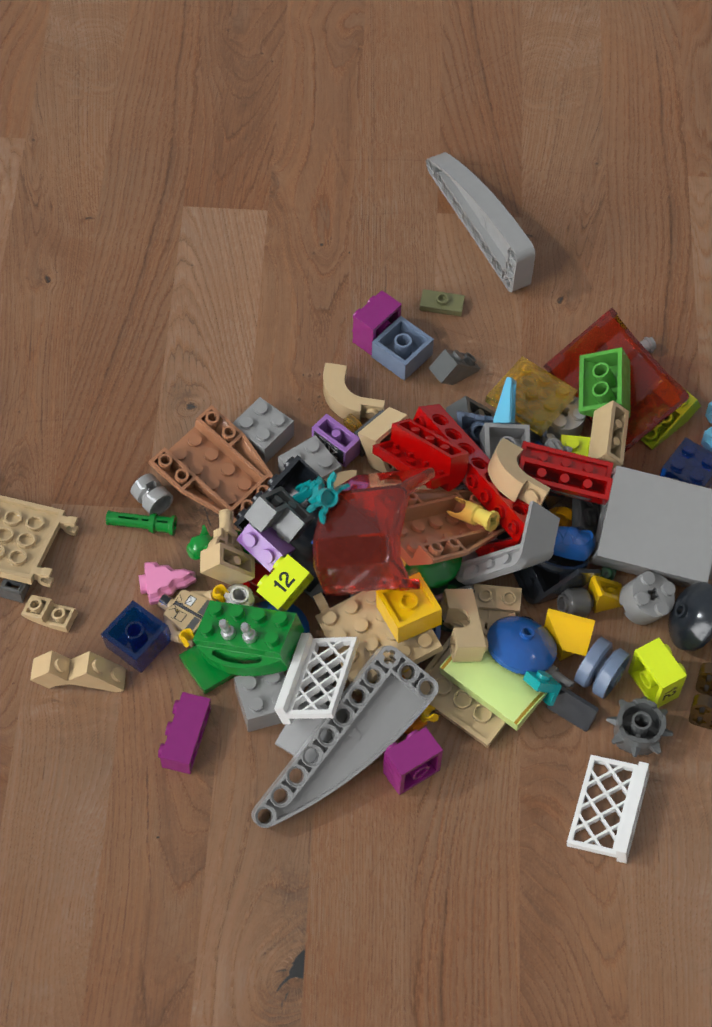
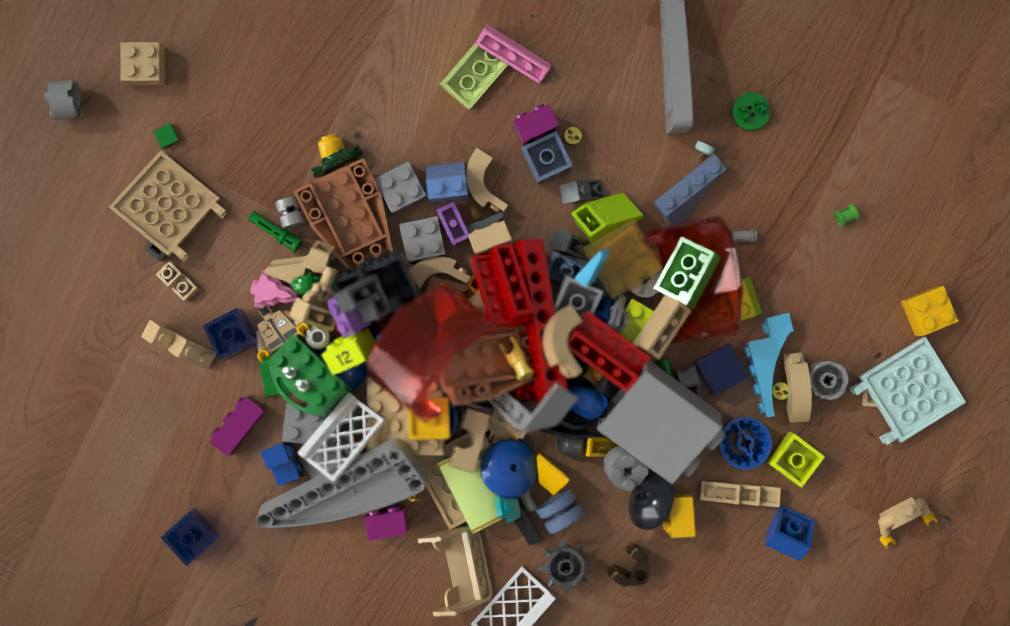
camera: 25 degrees right, 30 degrees up
(169, 421) = (330, 145): none -> yellow head
(175, 548) = (290, 268): none -> tan arch
(181, 876) = (190, 537): none -> clear blue brick
(183, 422) = (336, 160): none -> dark green piece
(254, 748) = (282, 462): none -> blue brick
(290, 301) = (472, 76): none -> yellowish green slope
(310, 404) = (446, 183): none -> medium blue slope
(320, 275) = (513, 54): none -> bright pink slope
(320, 496) = (395, 318): teal piece -> none
(420, 322) = (572, 136): none -> light yellow tile
(442, 302) = (603, 120): olive plate -> none
(483, 377) = (605, 215): none -> lime slope
(521, 774) = (466, 567): none -> tan windscreen
(556, 287) = (702, 147): none -> light aqua tile
(562, 324) = (684, 196): none -> sand blue wedge
(576, 241) = (759, 107): none -> green plate
(657, 672) = (599, 532): neon yellow brick -> none

